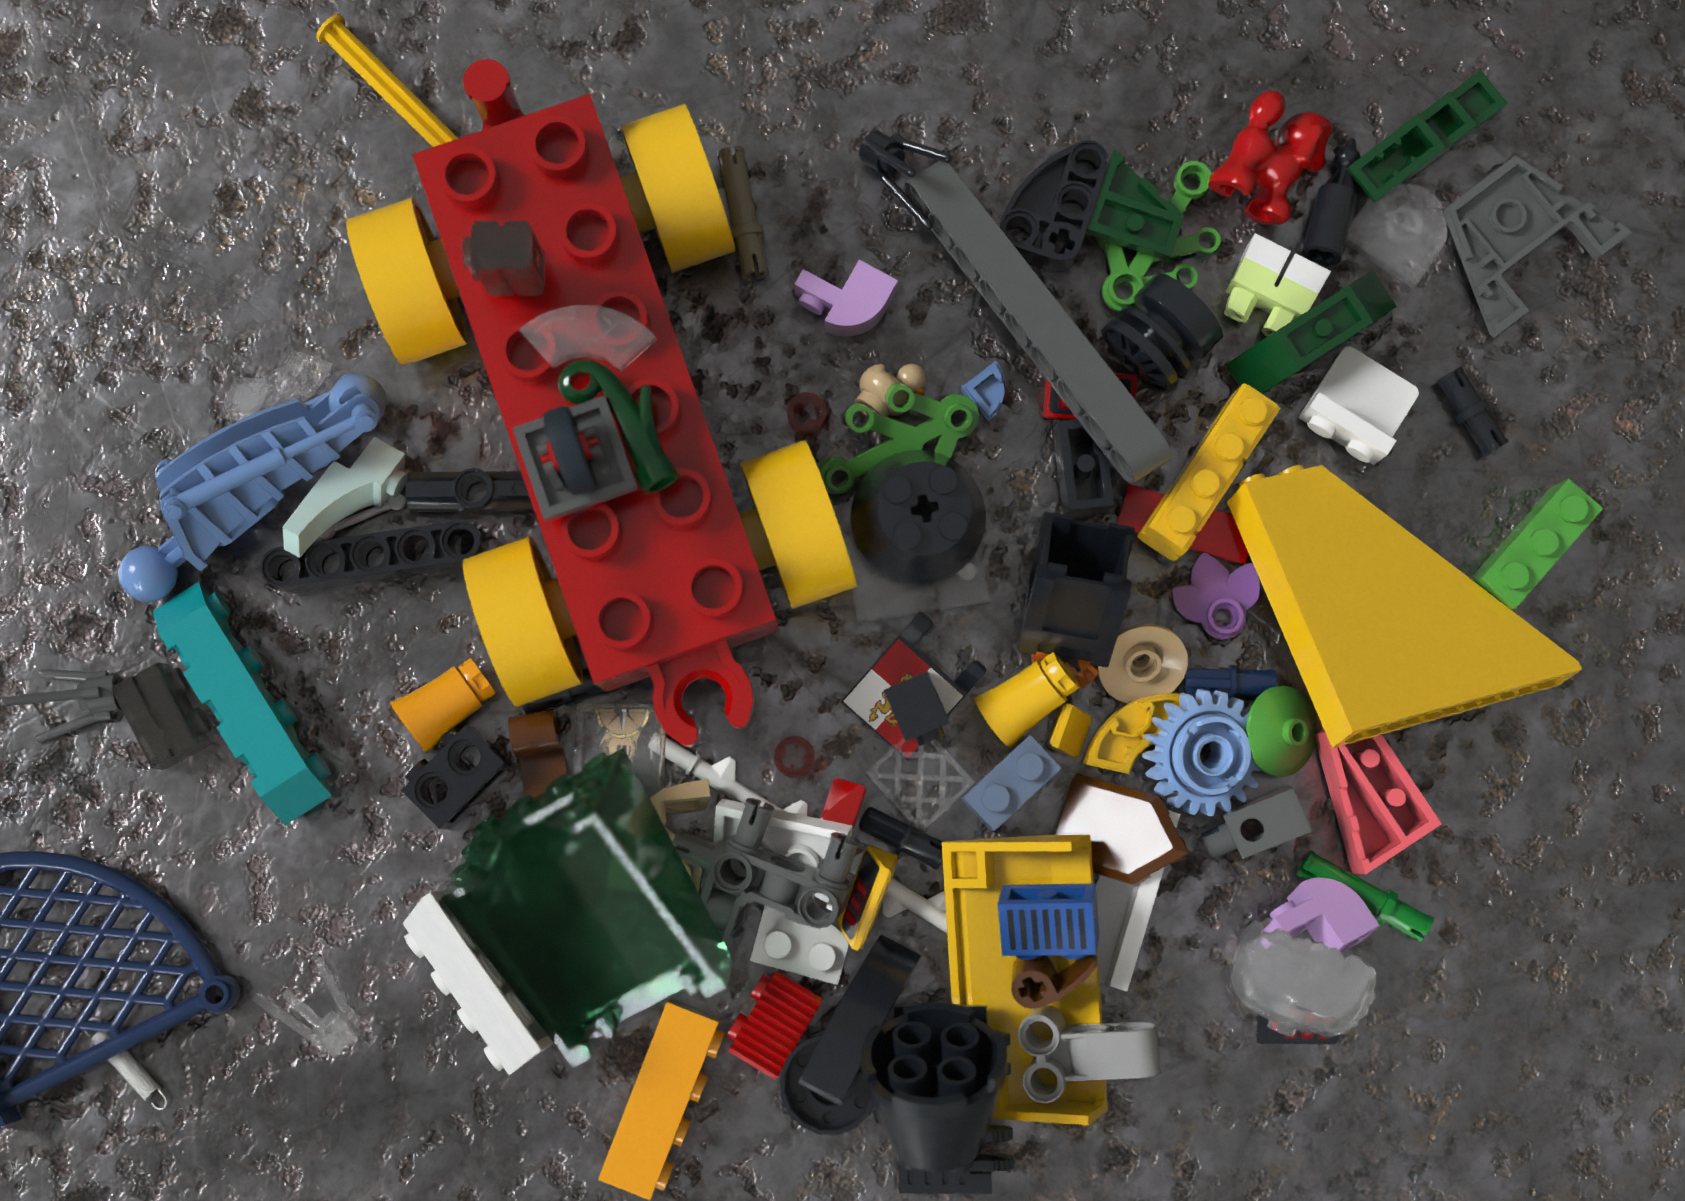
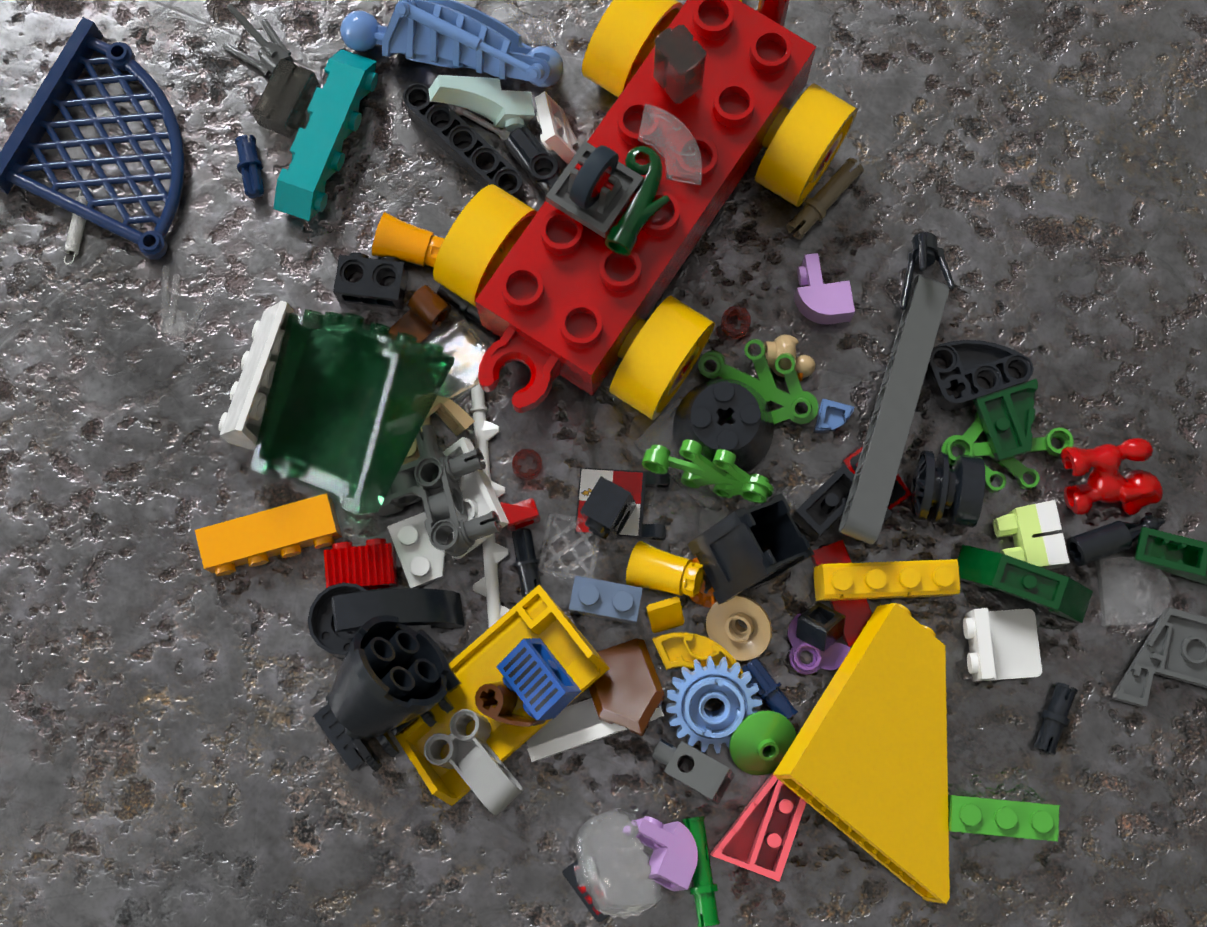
camera: 55 degrees right, 5 degrees down
(210, 815) = (249, 166): none -> dark blue axle
(443, 443) = (555, 127): none -> white wing
(866, 895) = (475, 566): slope -> none
(979, 559) = (704, 472): none -> bright green plant
(1204, 577) = (820, 626): none -> black slope

